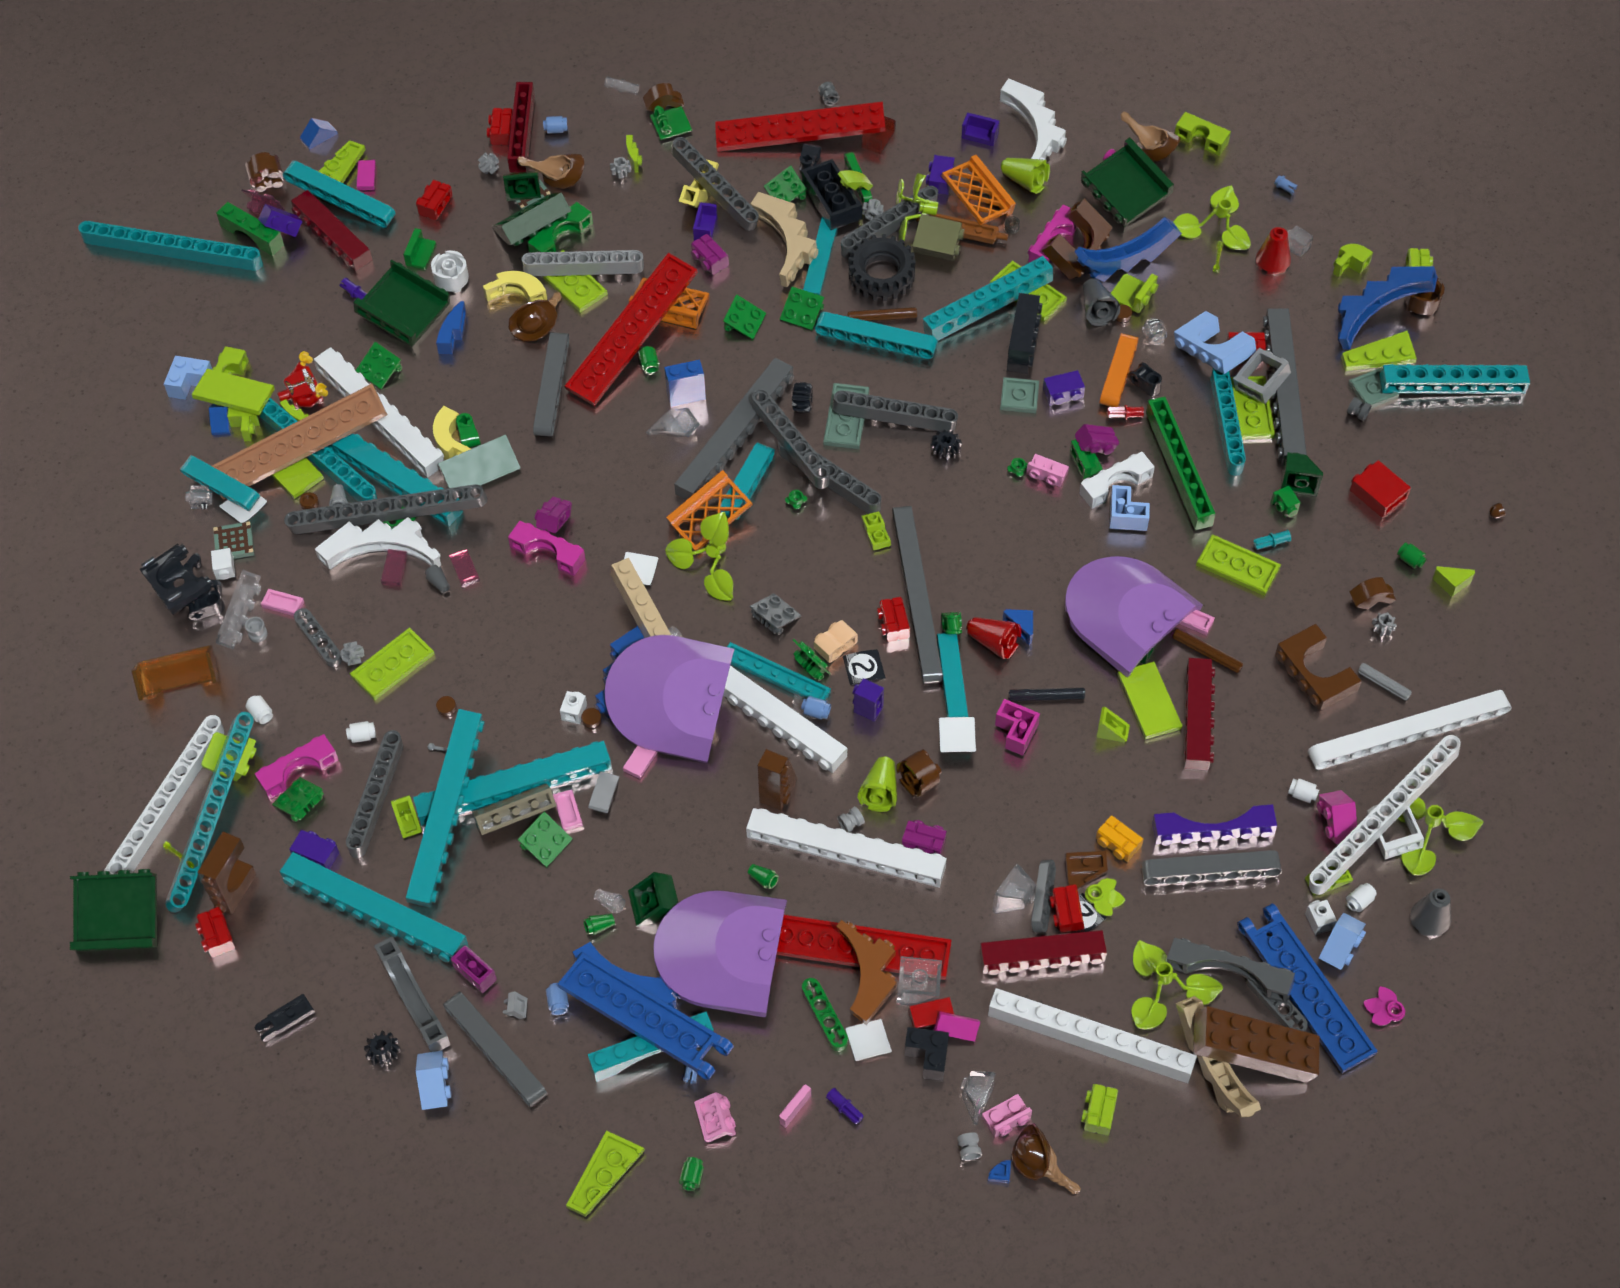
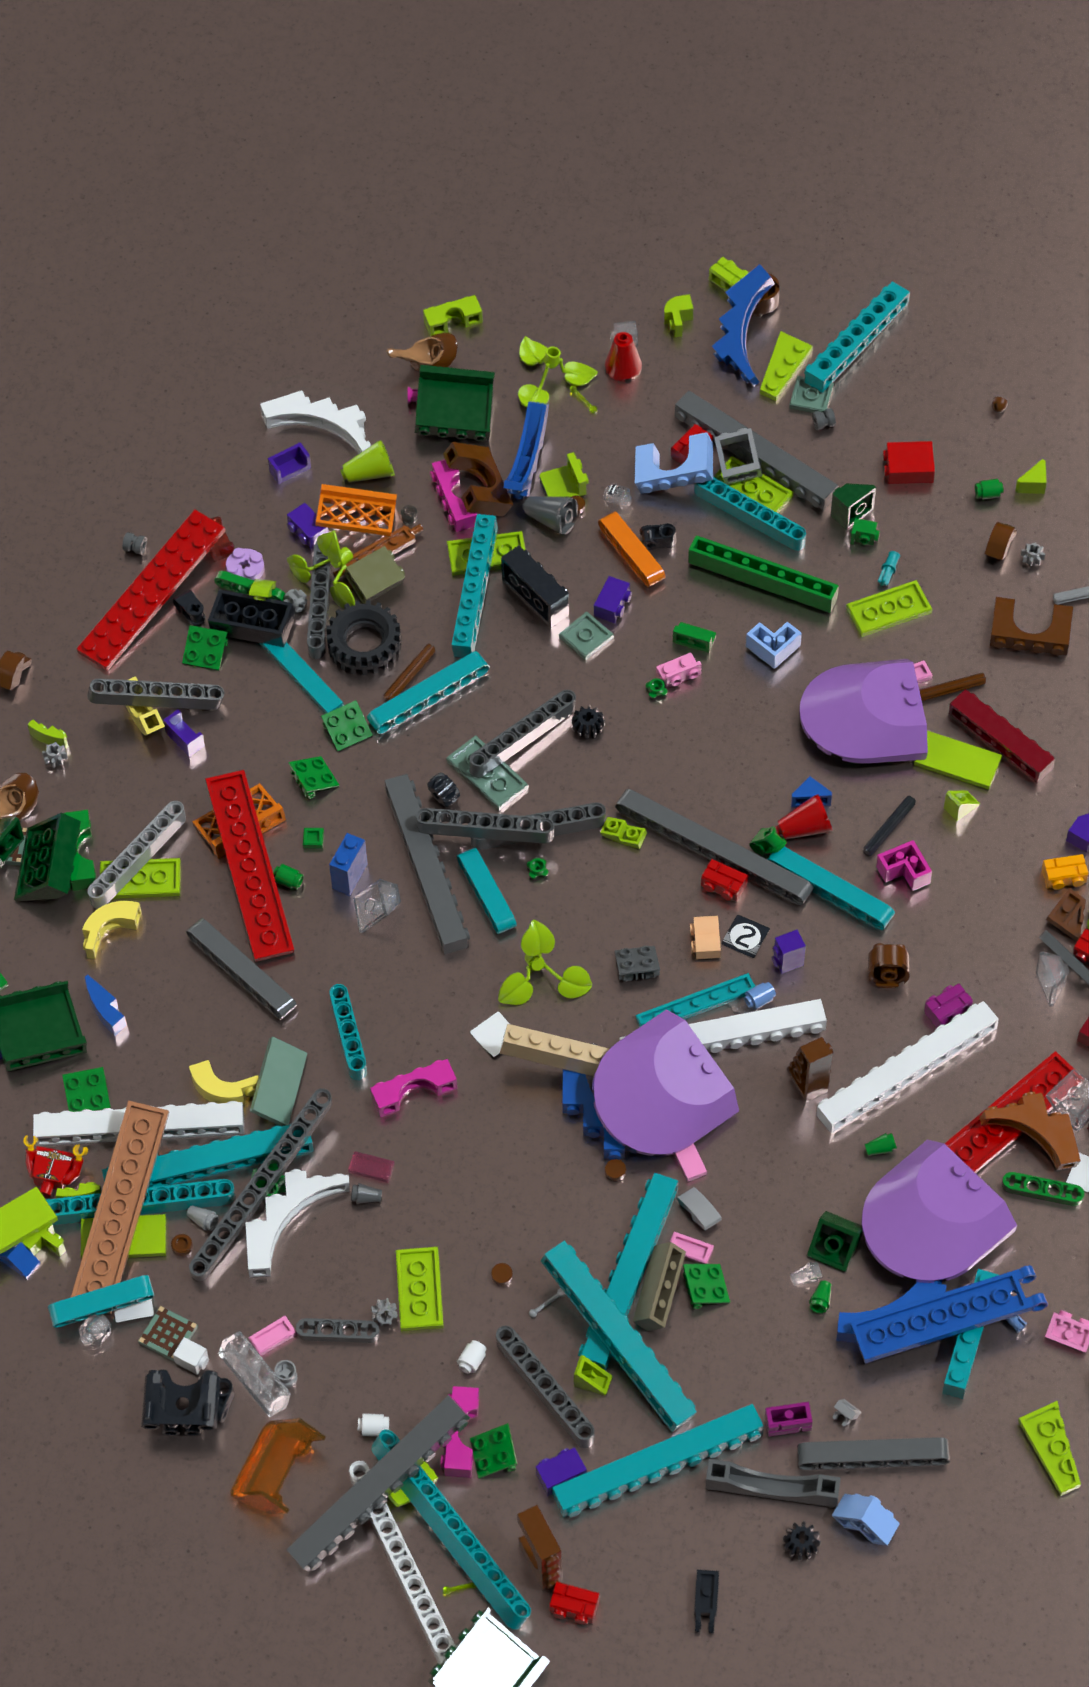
camera: 50 degrees left, 0 degrees up
(202, 738) = (378, 1484): none -> dark grey brick
(394, 567) = (319, 1221): clear pink tile -> none
(450, 271) = (39, 963): white brick -> none
(467, 431) = (231, 1067): green piece -> none
(534, 319) = (161, 933): reddish brown hat -> none
(553, 514) = (387, 1058): magenta brick -> none
(557, 477) = (348, 1040): none -> teal beam
(557, 1000) = (866, 1375): medium blue brick -> none
(573, 707) = (595, 1175): white brick -> none
(670, 122) = (40, 682): green hinge -> none
(695, 352) = (313, 838): none -> green tile
(702, 497) = (478, 937): orange fence -> none
(710, 254) = (220, 753): magenta brick -> none
(783, 217) = (235, 672): tan arch -> none
(808, 659) = (719, 963): green hinge -> none
(849, 820) = (885, 1045): light grey wheel -> none
(875, 157) = (245, 556): none -> lavender plate
(879, 786) = (874, 1000): lime cone -> none
(957, 734) = (878, 912): white sticker -> none
(1096, 439) = (688, 612): magenta brick -> none
(1125, 412) = (675, 575): axle -> none
(1134, 469) = (738, 610): white arch -> none
(1285, 184) = (559, 300): medium blue pin -> none

